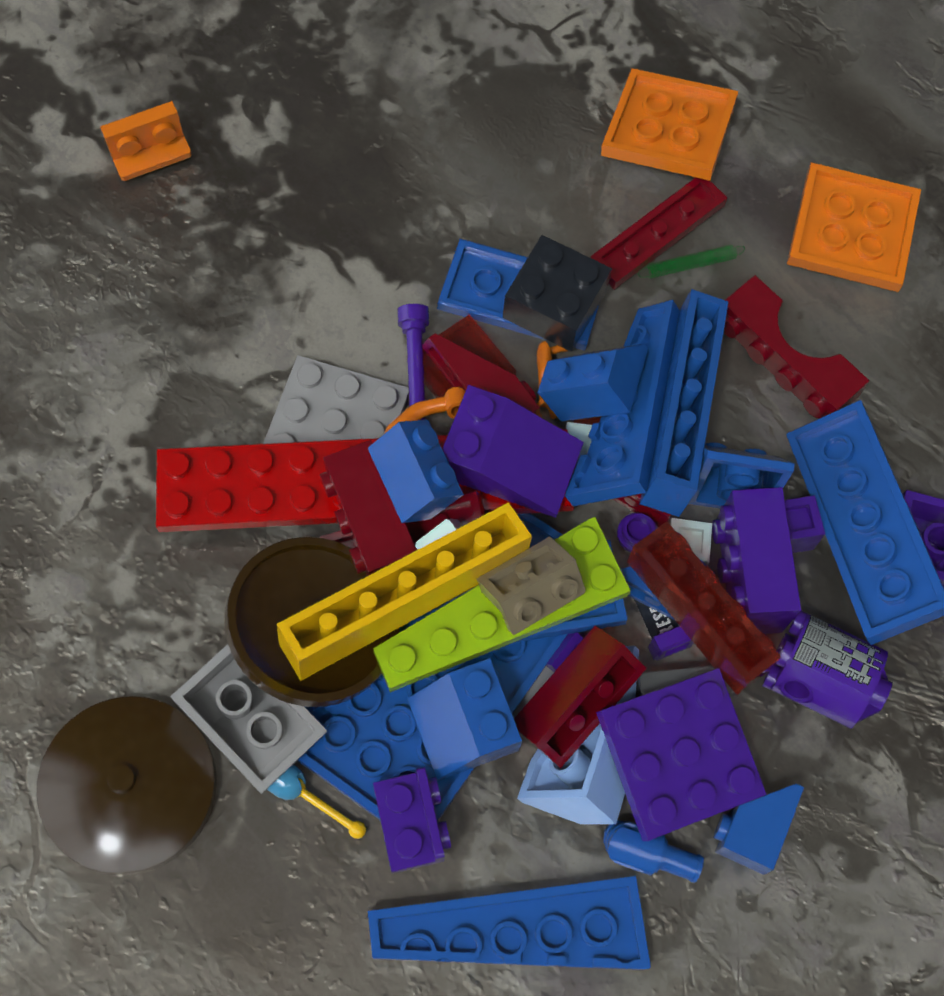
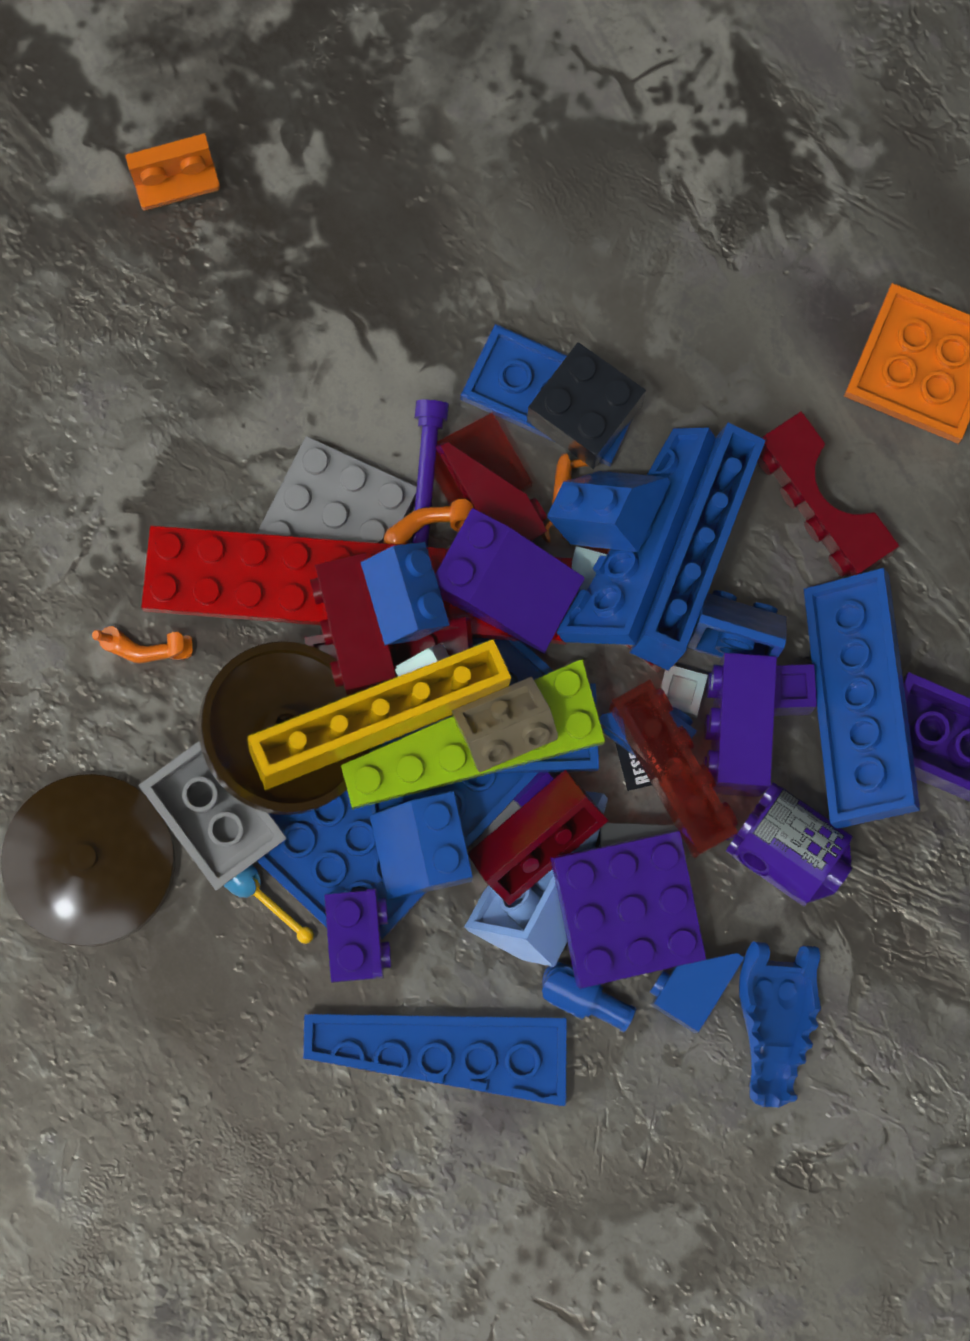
camera: 10 degrees right, 10 degrees up
(133, 566) = (114, 641): none -> orange piece
(633, 529) = (628, 672): dark purple plate -> none
(660, 229) = (710, 341): dark red plate -> none
(669, 643) = (639, 795): dark purple tile -> none
(670, 124) = (744, 218): orange plate -> none
(691, 263) = (740, 379): green piece -> none
(849, 845) = (779, 1015): none -> blue animal

